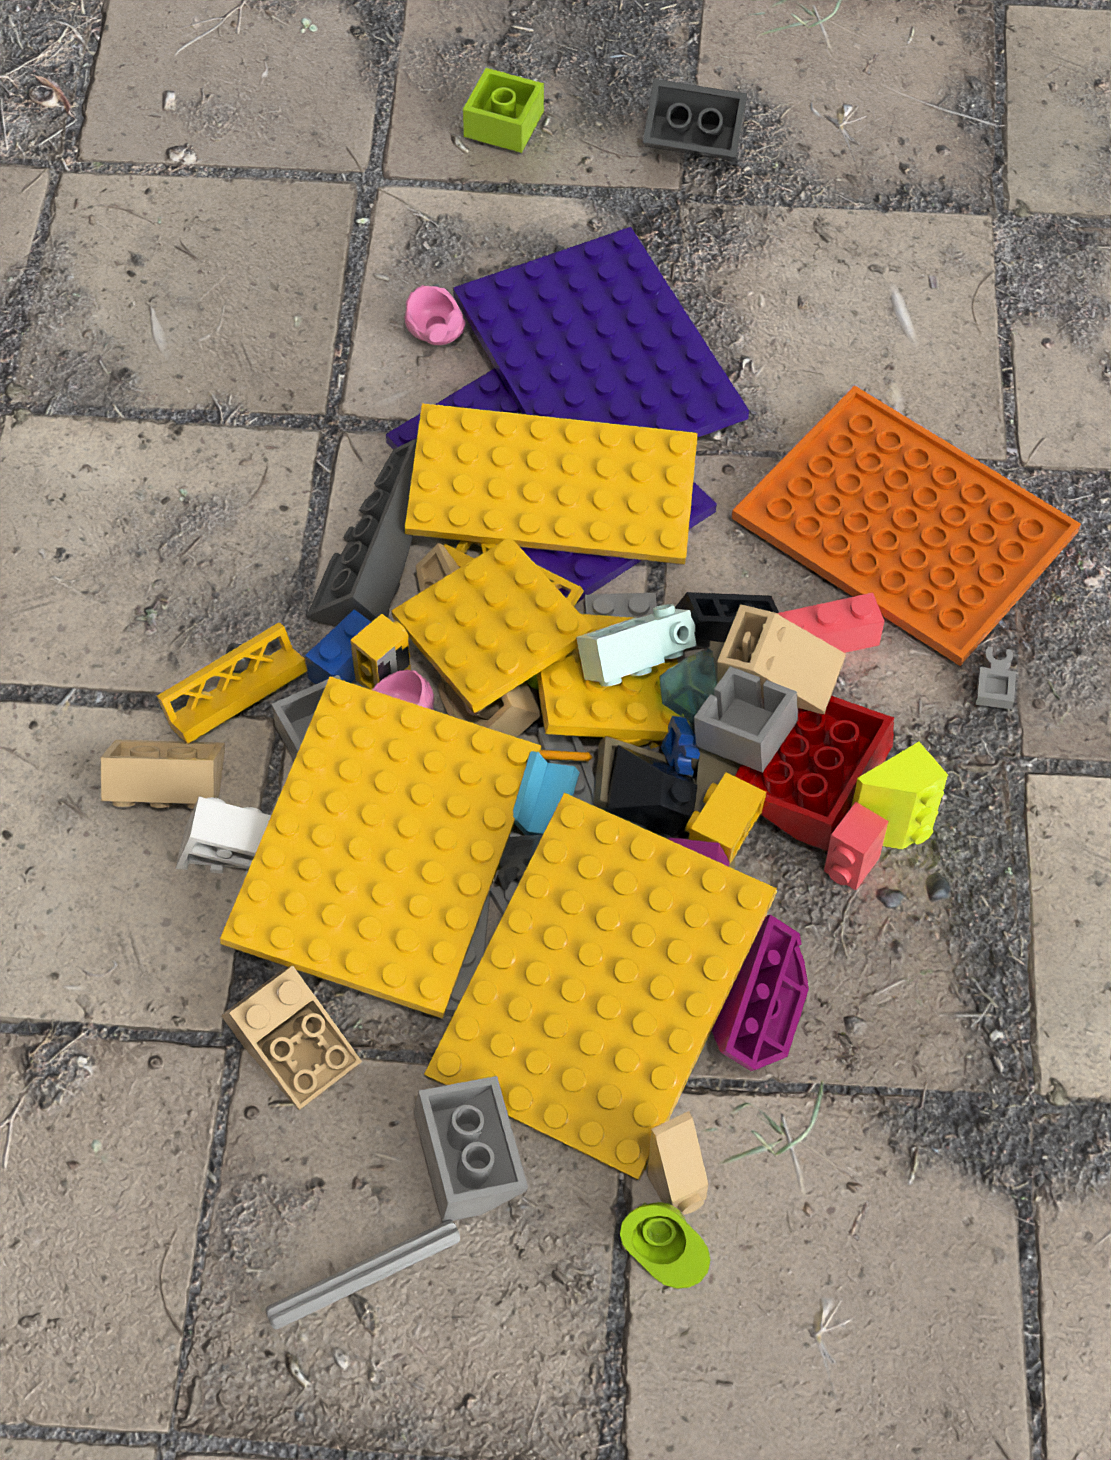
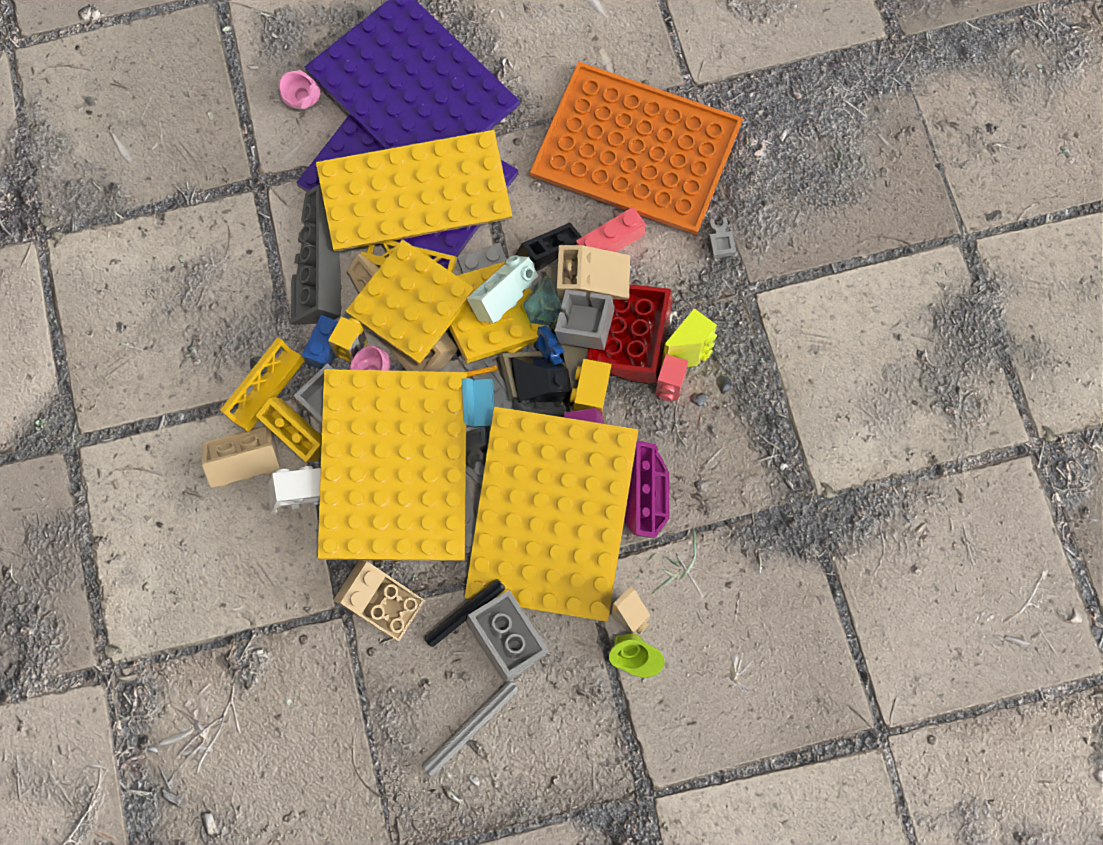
camera: 15 degrees left, 15 degrees up
(250, 751) = (291, 429): none -> yellow brick
(405, 1096) = (461, 614): none -> black axle

